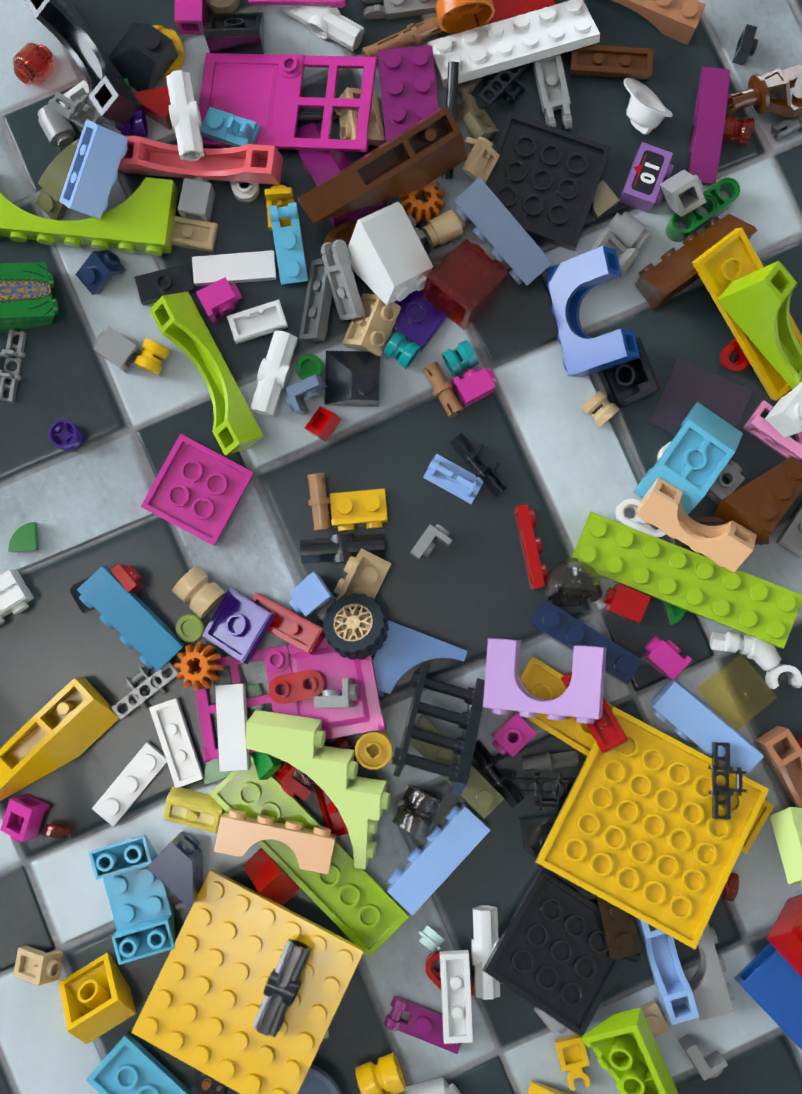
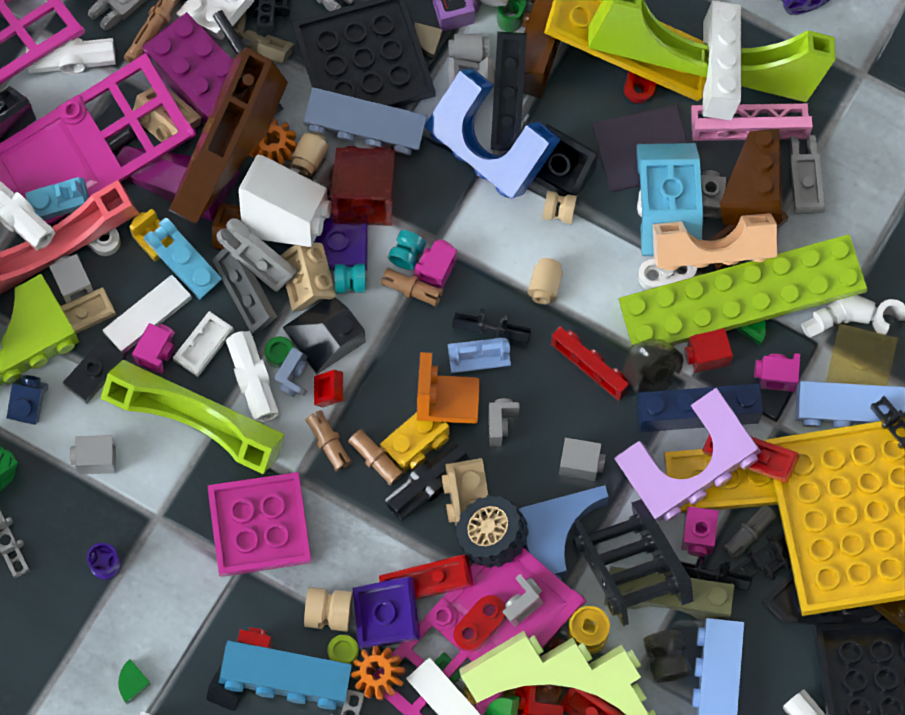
camera: 35 degrees left, 15 degrees down
(151, 357) = (131, 439): yellow wheel -> none
(294, 463) = (328, 440): none -> medium nougat pin
(310, 595) = (432, 532): light blue slope -> none
(403, 494) = (445, 396): none -> orange bracket
(467, 616) = (581, 459): none -> light grey brick
(481, 158) = (299, 75): tan bracket -> none
(545, 458) = (545, 281): none -> tan brick
(631, 286) = (508, 89): none -> black plate

